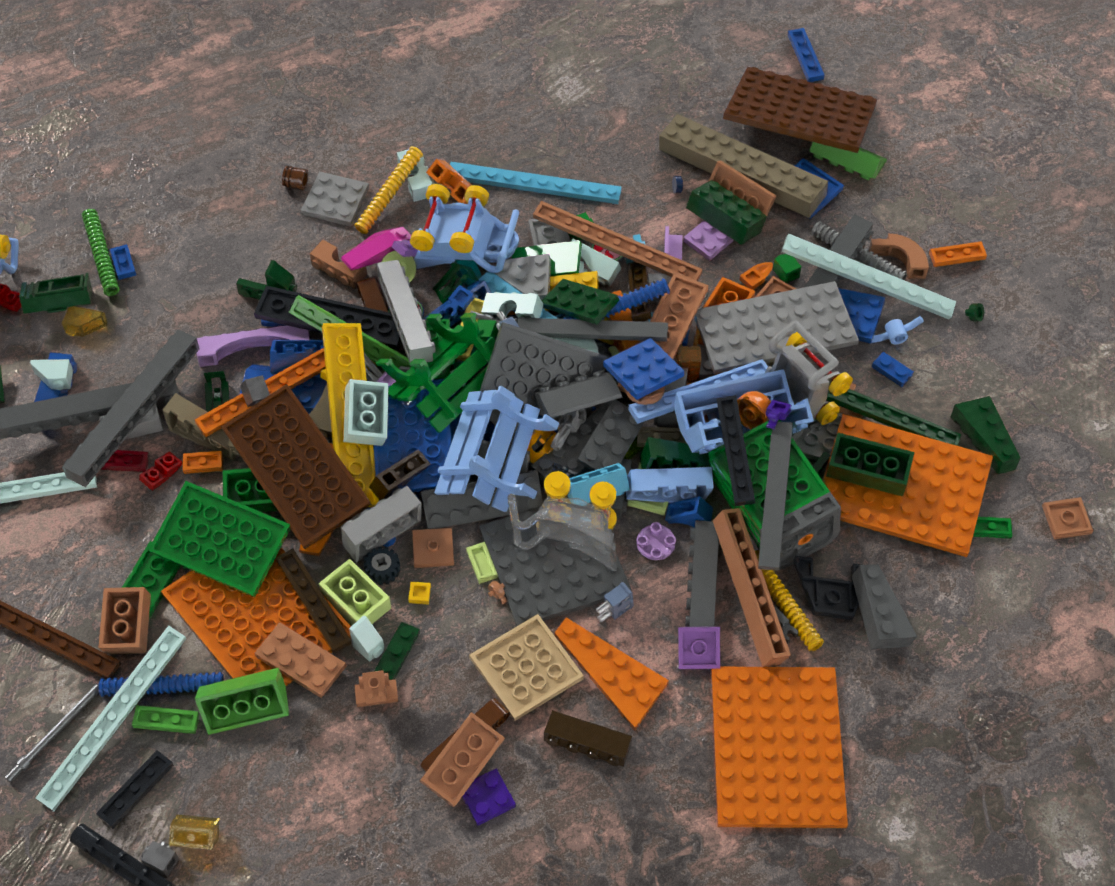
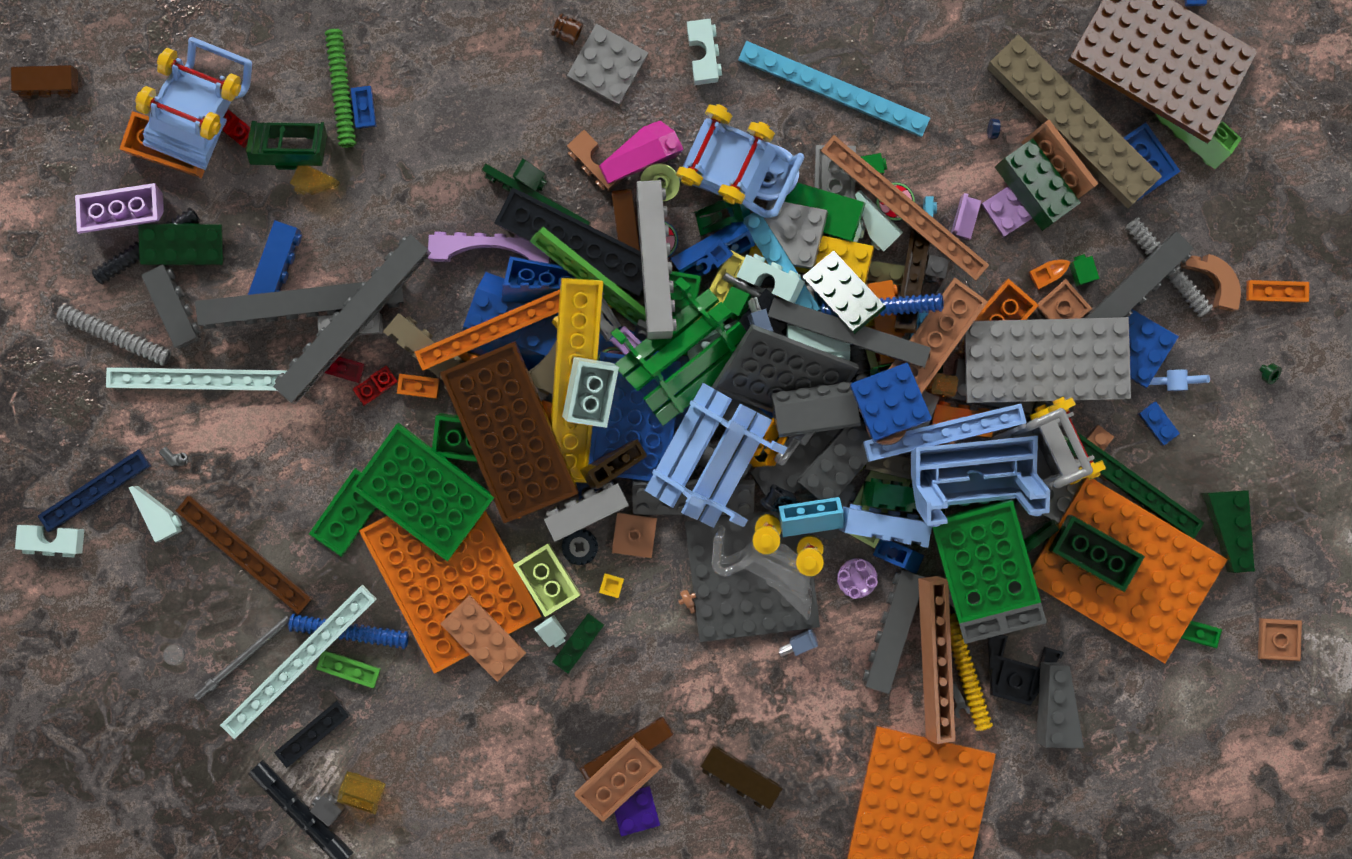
camera: 15 degrees right, 30 degrees up
(54, 373) = (276, 255): light aqua slope -> none
(124, 620) = (320, 561): nougat brick -> none
(208, 390) = (442, 314): dark green piece -> none
(242, 701) = (422, 671): bright green slope -> none
(254, 390) = (480, 338): flat silver brick -> none
(313, 601) = (505, 578): dark brown plate -> none
(375, 689) = (549, 687): nougat tile -> none
(388, 190) = (668, 74): yellow piece -> none
(404, 248) = (669, 165): medium lavender plate -> none
(450, 178) = (736, 65): orange arch -> none
(481, 562) = (679, 562): yellowish green tile -> none
(526, 667) = (699, 688): tan plate -> none
(618, 676) = (787, 717): orange wing -> none
(699, 647) = (869, 708): medium lavender plate -> none
(735, 451) = (958, 533): black plate -> none
(753, 408) = (993, 480): orange cylinder -> none
(775, 497) = (985, 592): dark grey tile -> none
(777, 411) = (1013, 501): dark purple plate -> none
(868, 276) = (1167, 313): light aqua plate -> none

